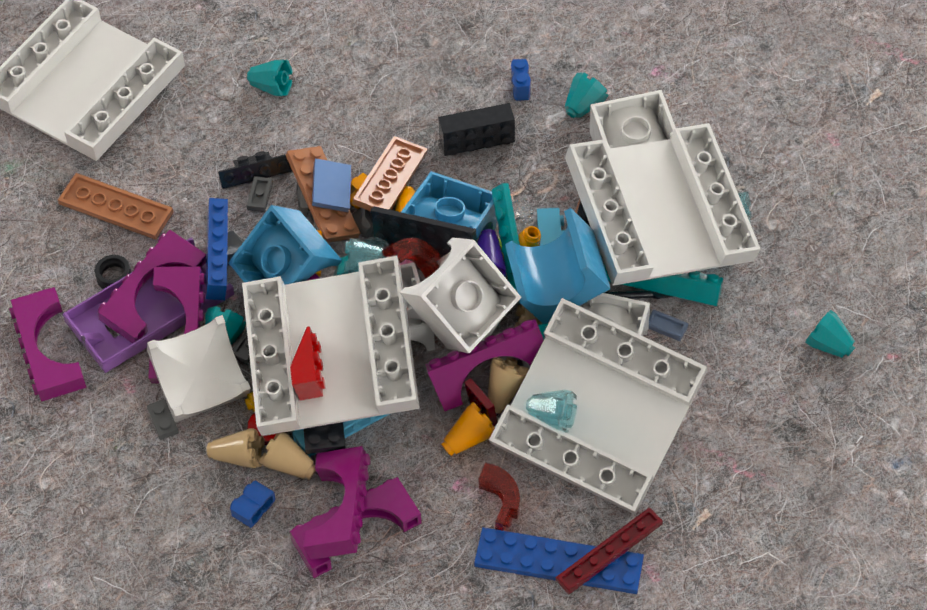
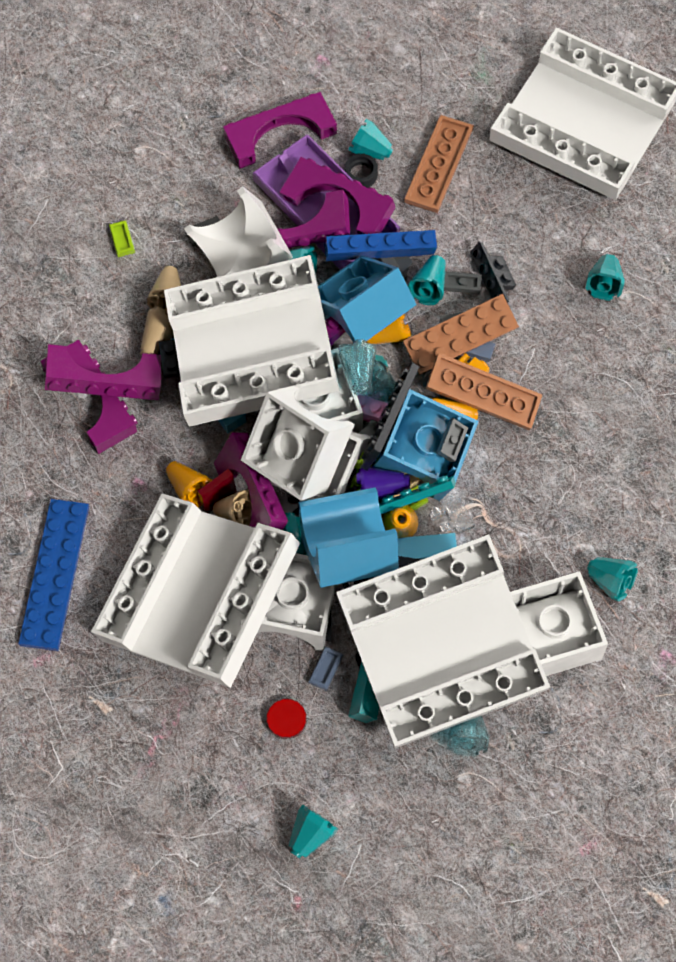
camera: 85 degrees right, 10 degrees up
(79, 260) = (371, 141): none -> teal cone
(159, 499) = (122, 238): none -> lime tile
(249, 213) = (429, 281): none -> teal cone
(252, 504) = (112, 310): blue brick -> none
(307, 368) = (222, 321): red slope -> none
(331, 185) = (466, 338): medium blue tile -> none
(416, 251) = (367, 403): clear red arch -> none
(449, 187) = (452, 440): none -> plate
(476, 129) = (553, 470): black brick -> none
(504, 486) = (124, 524): clear red arch -> none
(520, 79) = (634, 512): blue brick -> none
(554, 408) = (188, 547): clear light blue cone -> none
(609, 550) = (57, 615): dark red tile -> none
(718, 357) = (286, 718): none -> red tile

